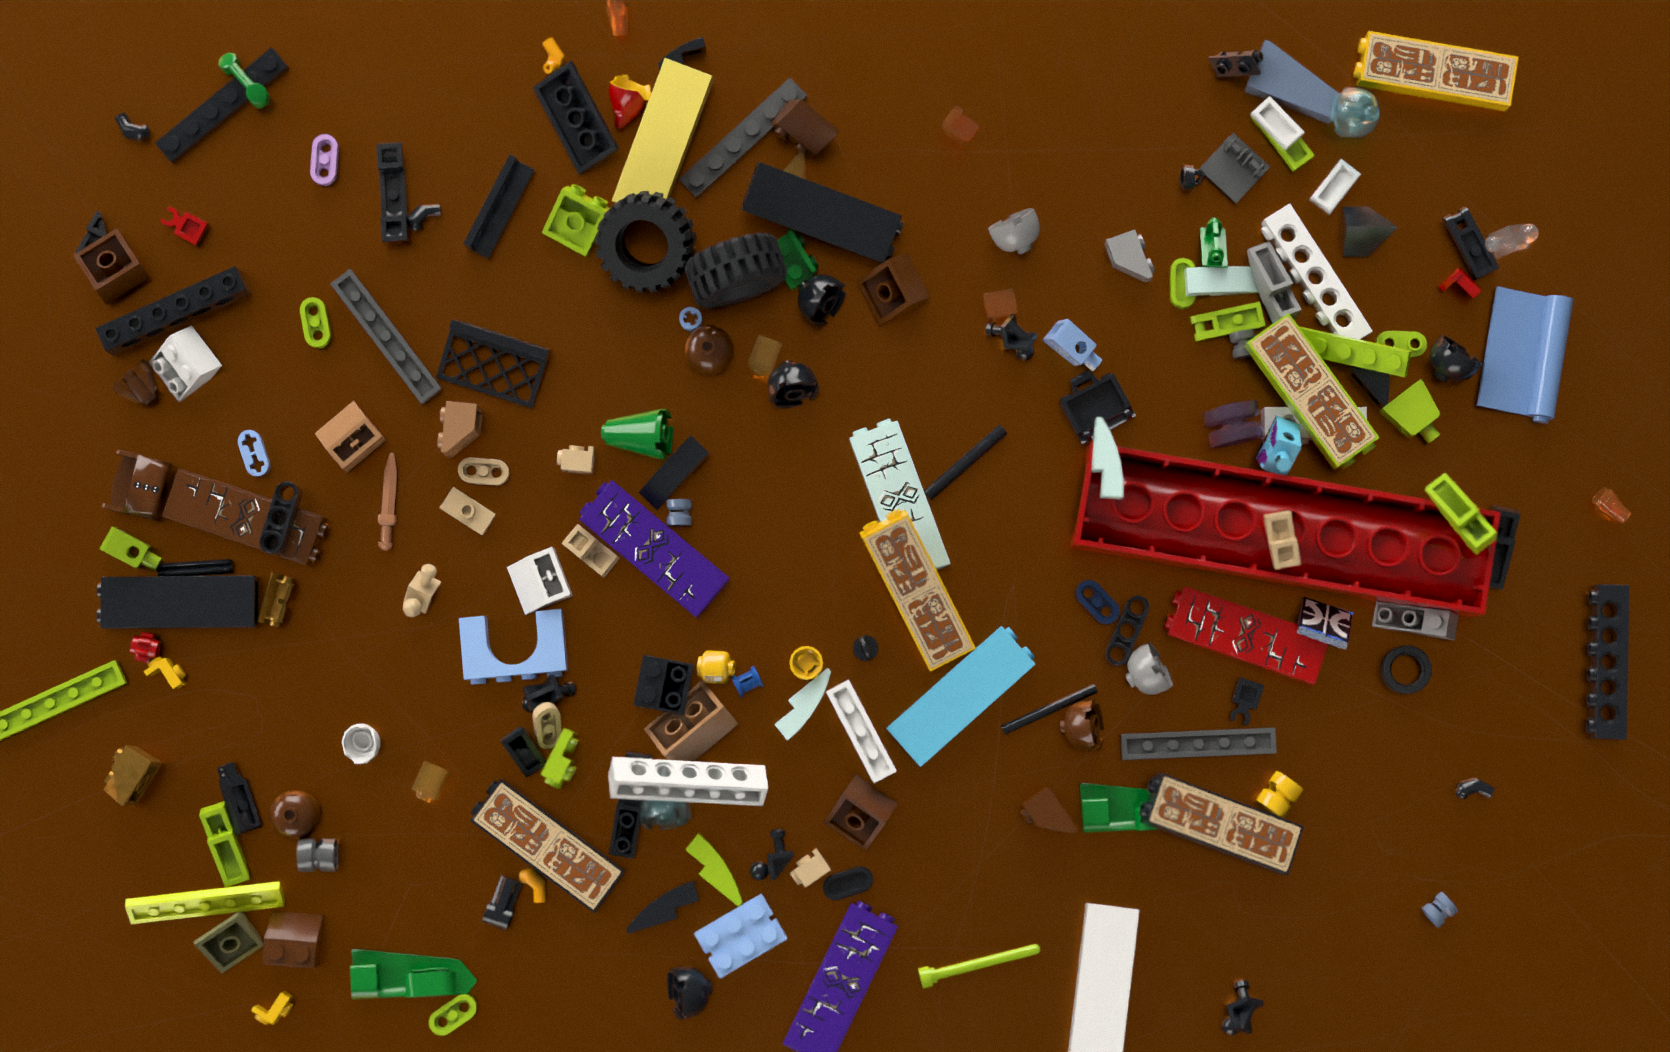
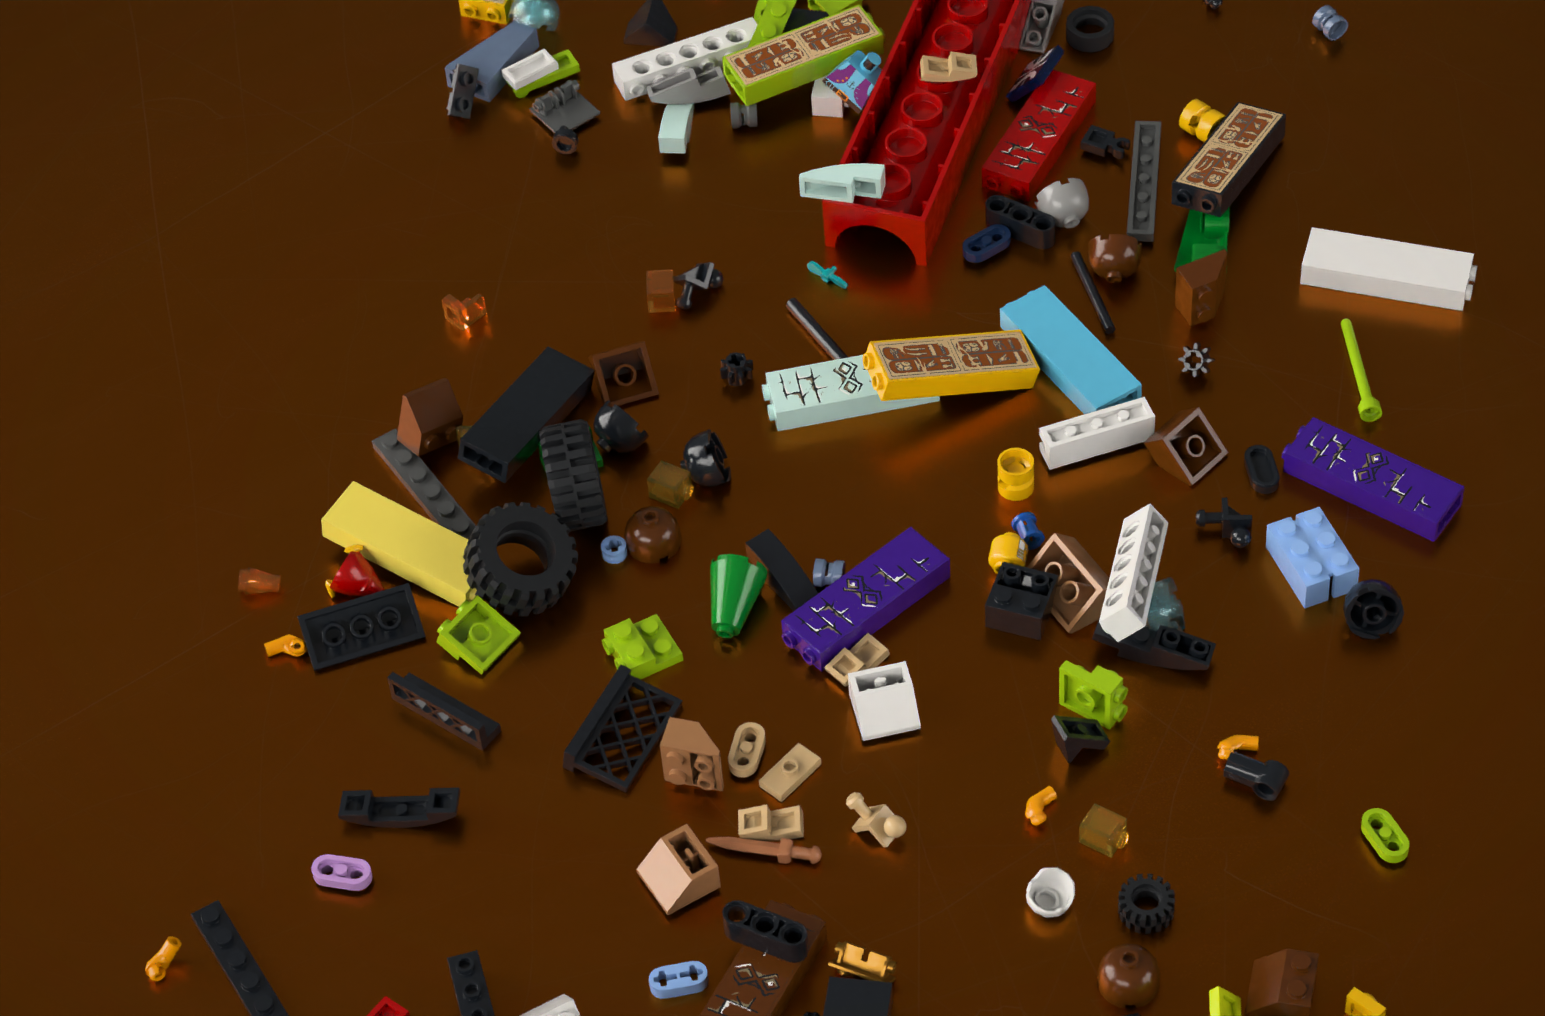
camera: 80 degrees left, 35 degrees down
(220, 31) = (161, 960): none -> light orange arm
(255, 92) = (196, 957): green bar -> none
(315, 323) = (534, 898): lime plate -> none
(317, 855) = (1180, 949): dark grey wheel -> none
(348, 823) = (1146, 889): none -> black tyre
(386, 336) = (567, 830): dark grey plate -> none
(399, 975) = (1334, 880): green panel -> none
(413, 503) = (763, 824): none -> tan slope
(420, 213) = (429, 778): black arm -> none
(453, 721) = (1036, 805): none -> light orange arm
(546, 692) = (1017, 711): black piece -> none
(546, 725) = (1047, 704): tan plate -> none
(547, 658) = (970, 768): light blue arch -> none
(547, 844) = (1191, 725): brick -> none
(576, 459) = (751, 658): tan brick -> none
(584, 363) = (642, 646): none -> lime plate
(665, 907) = (1274, 623): black slope -> none
(688, 49) = (322, 540): black slope -> none
(715, 868) = (1235, 575): lime slope -> none
(804, 705) = (1064, 485): light aqua slope -> none
(810, 869) = (1242, 491): tan brick -> none
(865, 648) = (1006, 432): black tile -> none
(907, 399) = (736, 369): none -> black gear
(965, 814) = (1200, 353): none -> black gear
(1016, 232) = (586, 267): light grey cylinder -> none
(1043, 458) = (826, 274): none -> teal piece
(1063, 340) = (713, 235): light blue torso -> none
(1100, 399) = (783, 229): black piece -> none
(1128, 255) = (635, 189): light grey slope -> none
(1177, 284) = (671, 161): lime tile -> none
(1213, 245) = (647, 120): hinge -> none
(1228, 321) = (718, 125): lime plate -> none
(1233, 420) = (823, 118): wheel -> none
(1241, 1010) = (1421, 164): black piece -> none
(1335, 186) = (602, 44): white tile -> none

